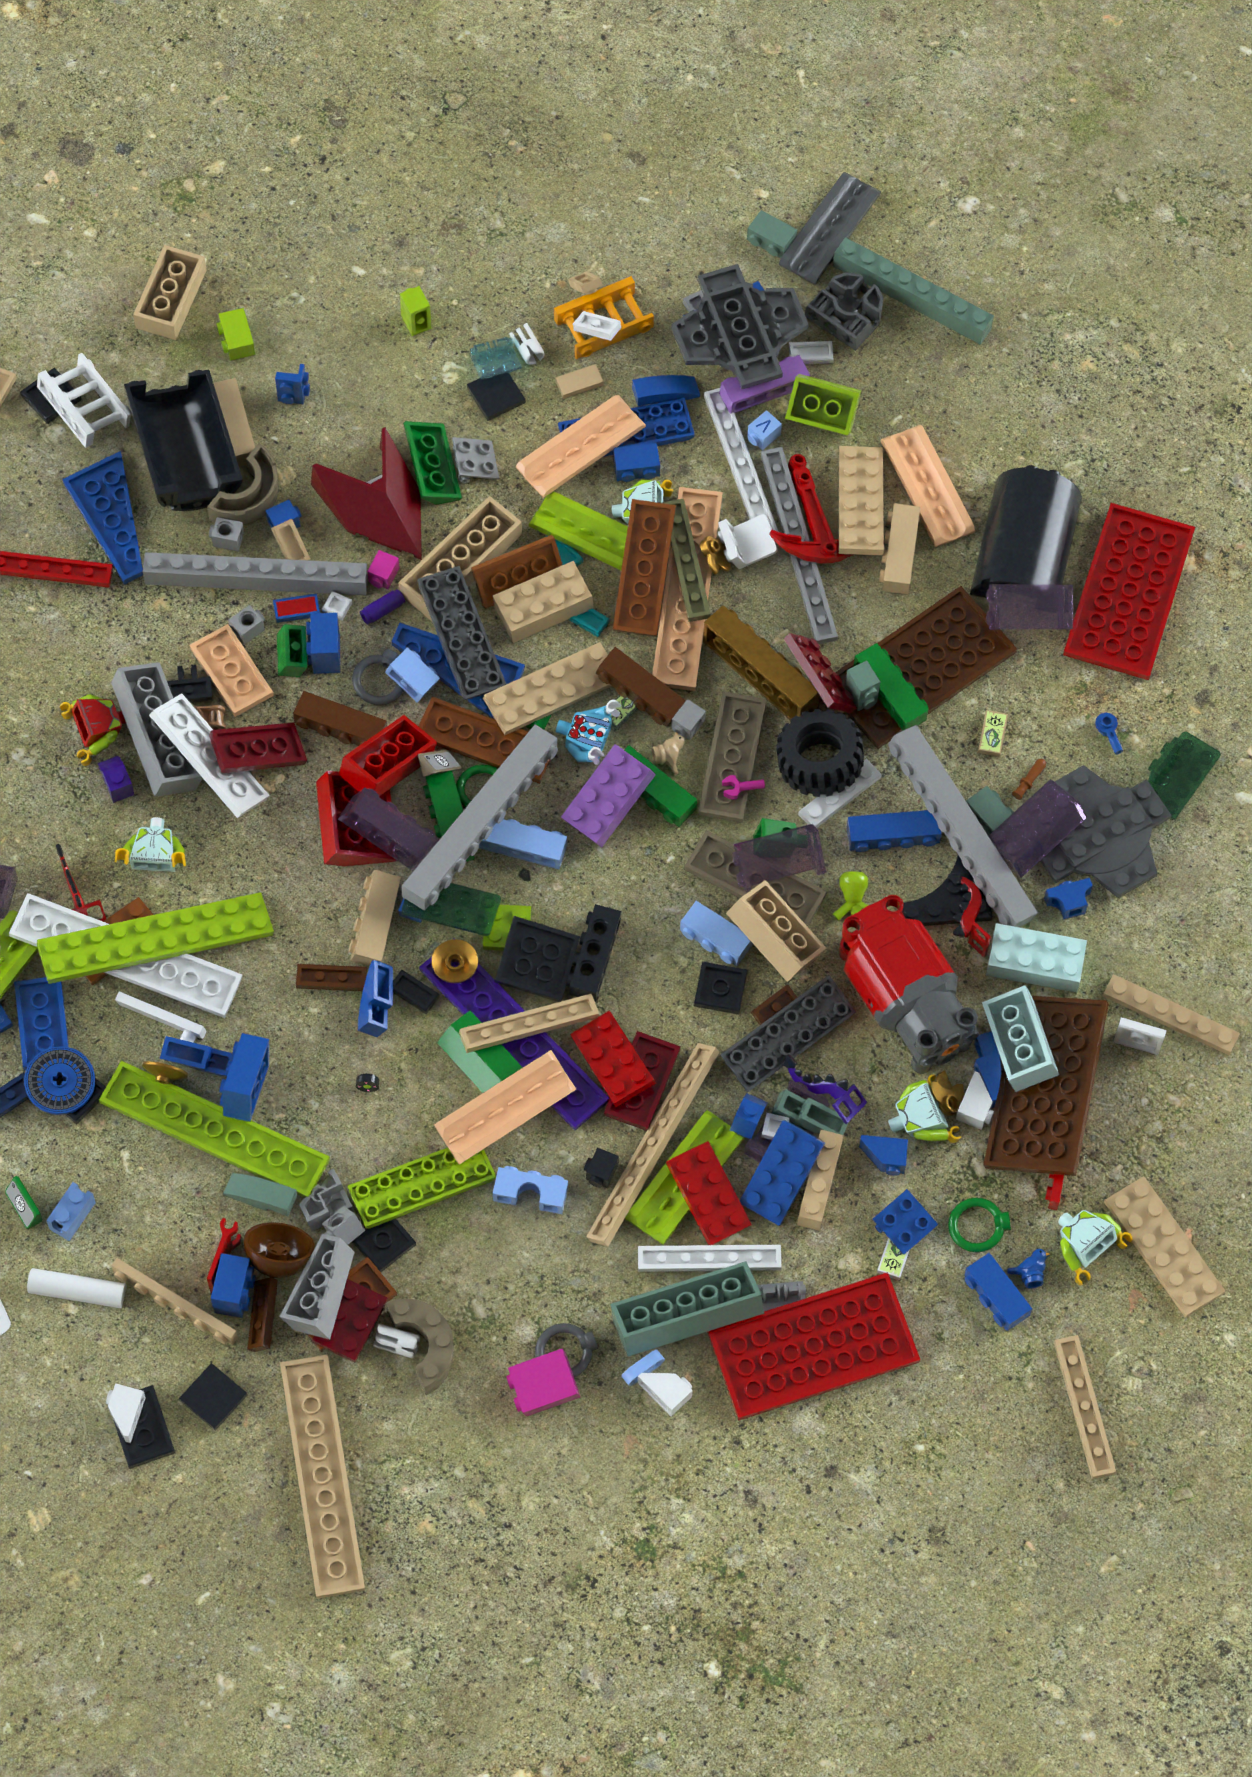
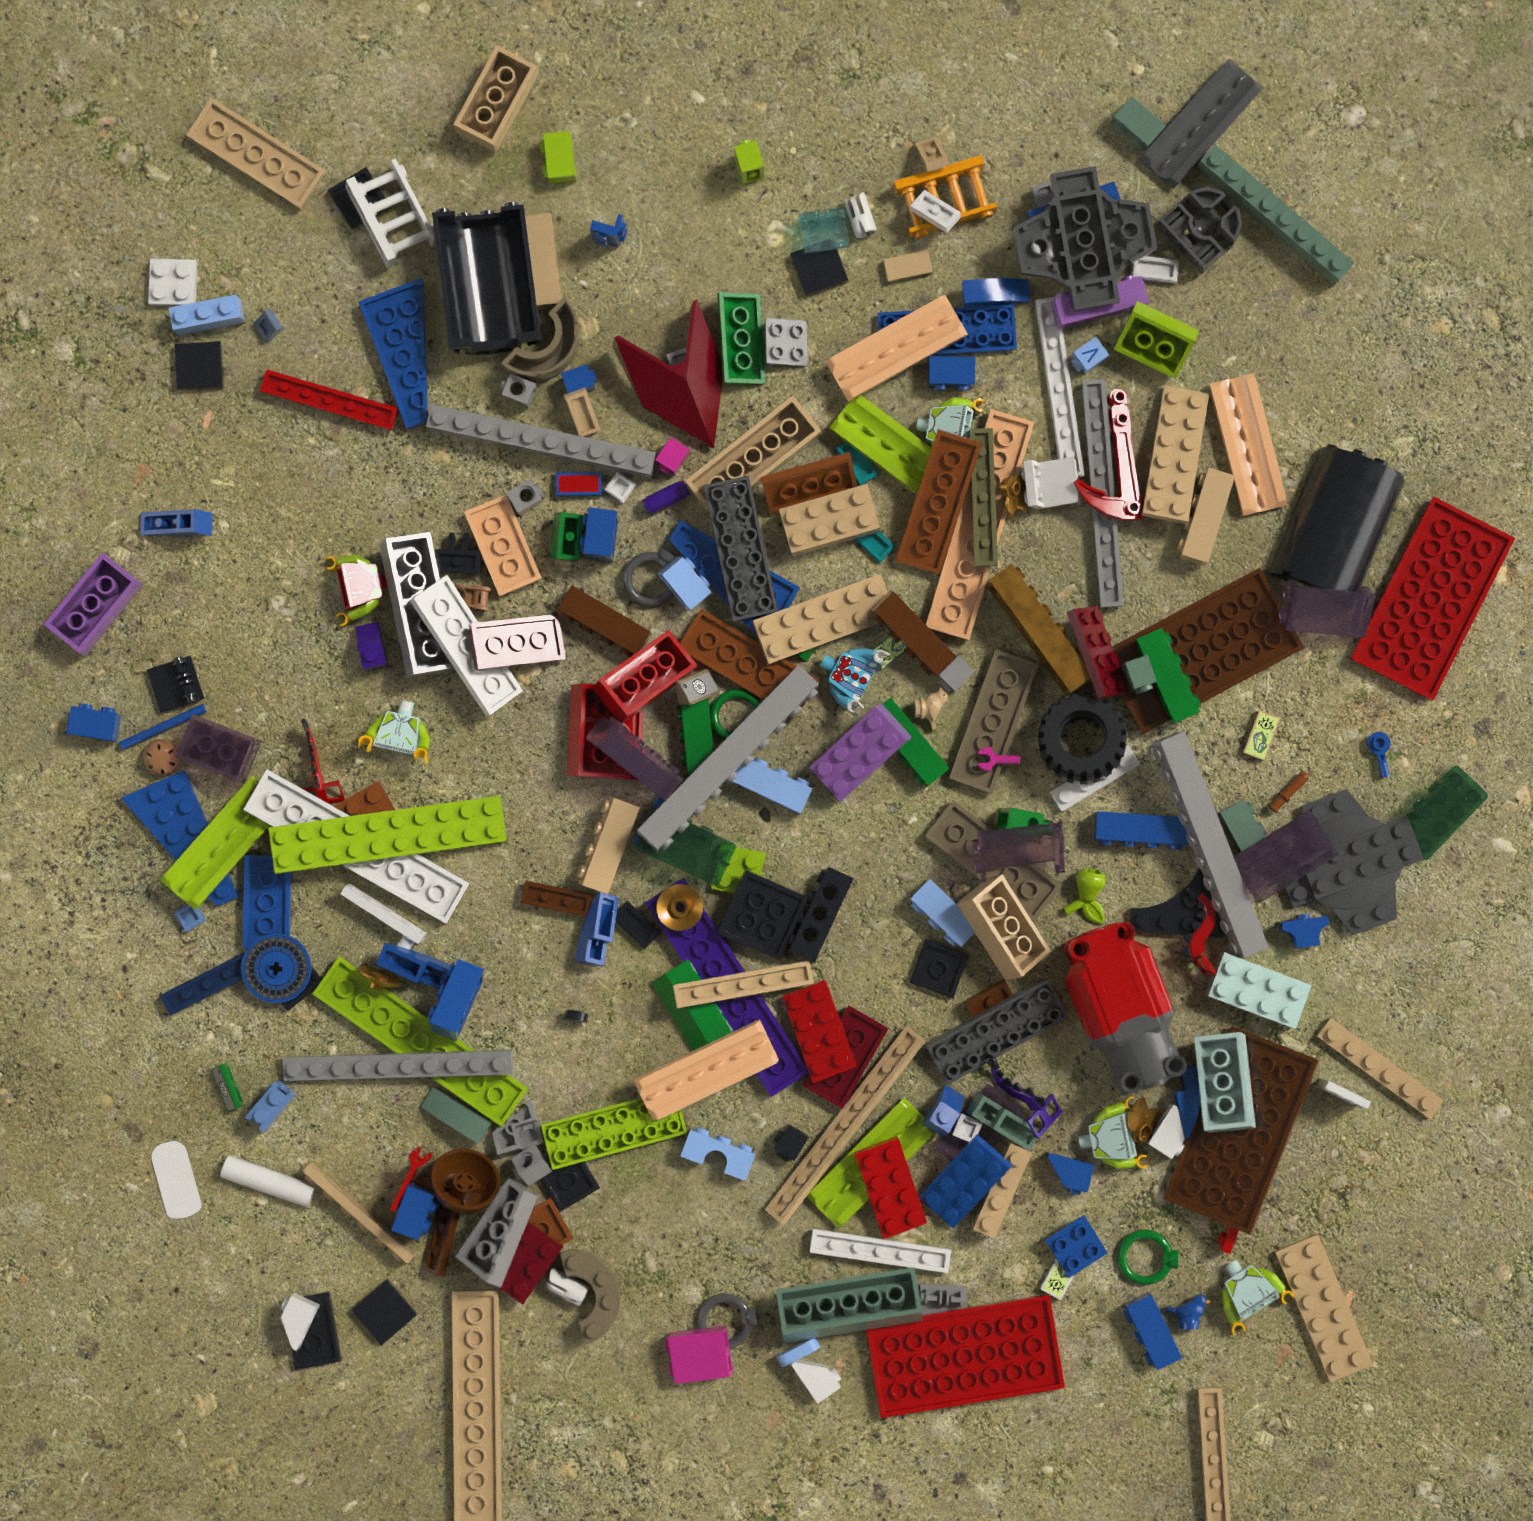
camera: 10 degrees right, 20 degrees up
(194, 1152) = (398, 1065): none -> light grey plate

